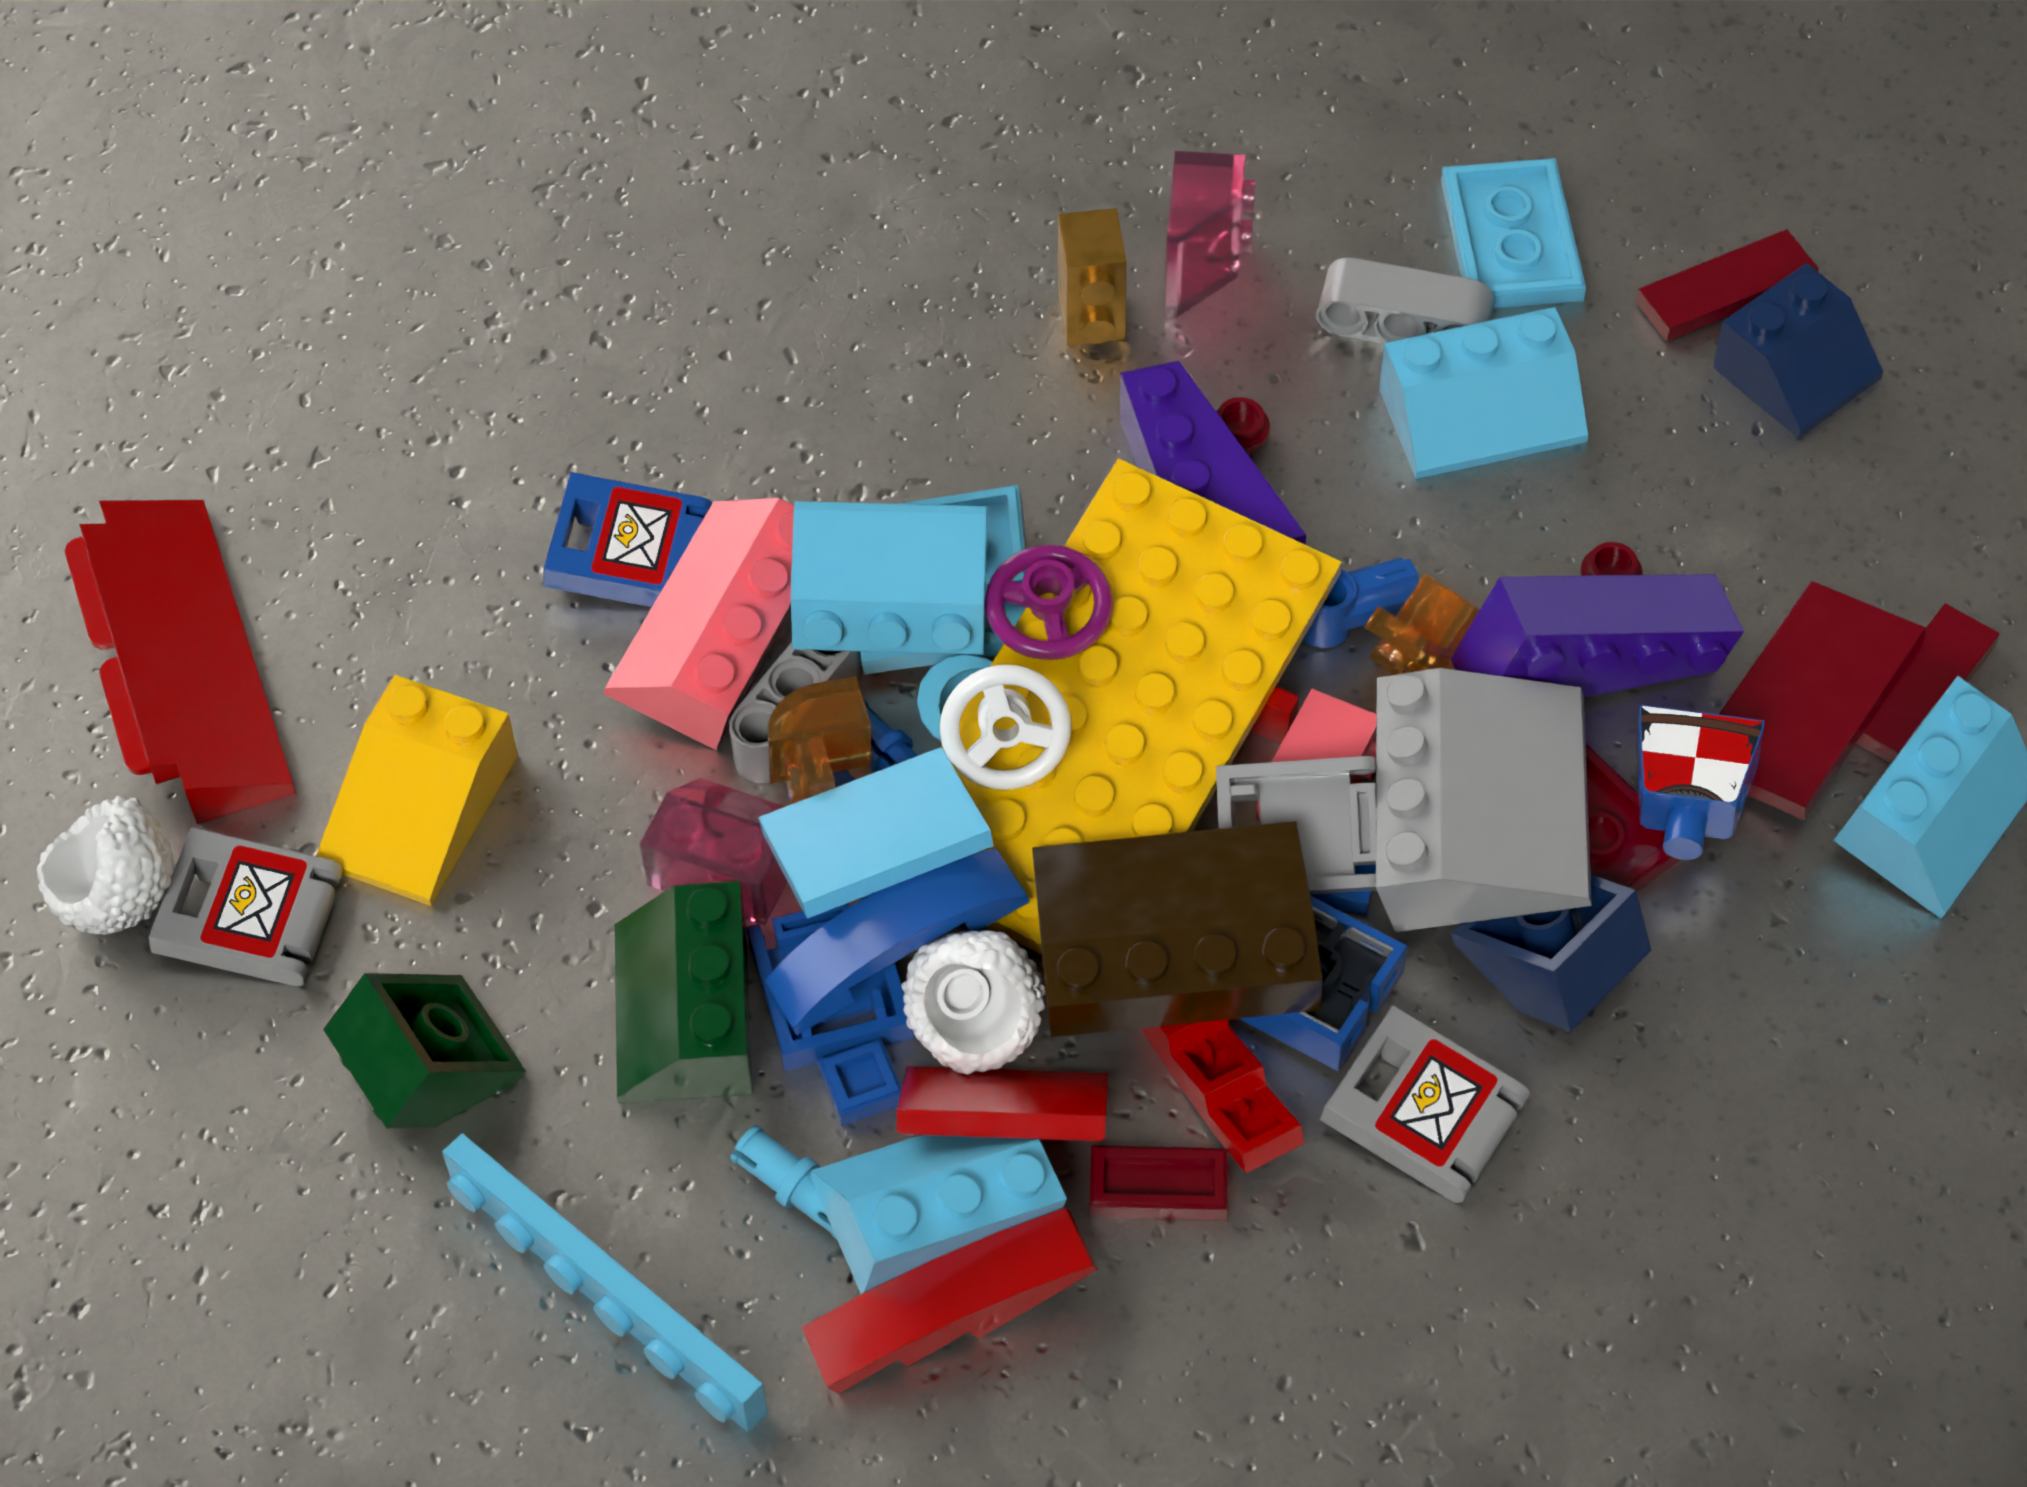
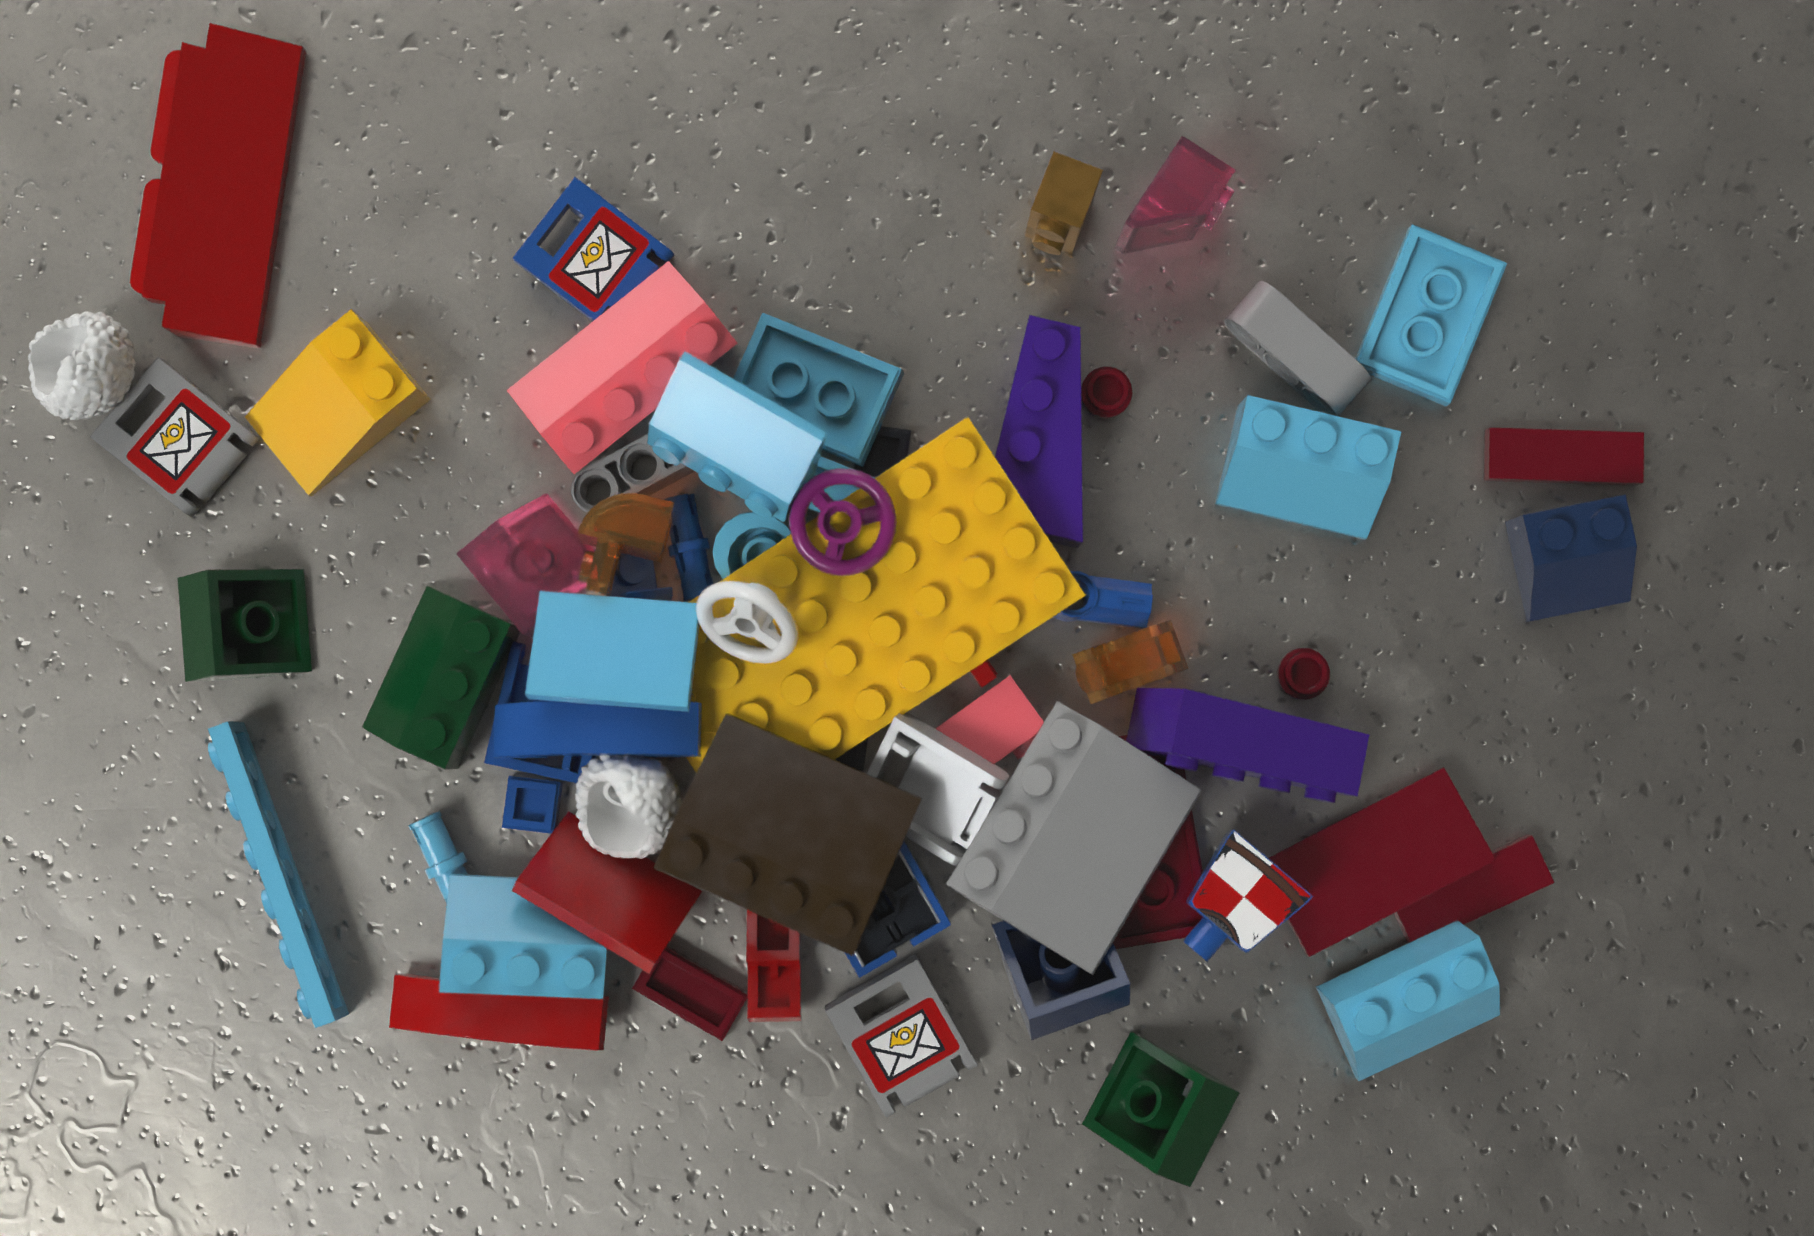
camera: 25 degrees right, 30 degrees up
(1757, 1031) = (1160, 1110): none -> dark green slope

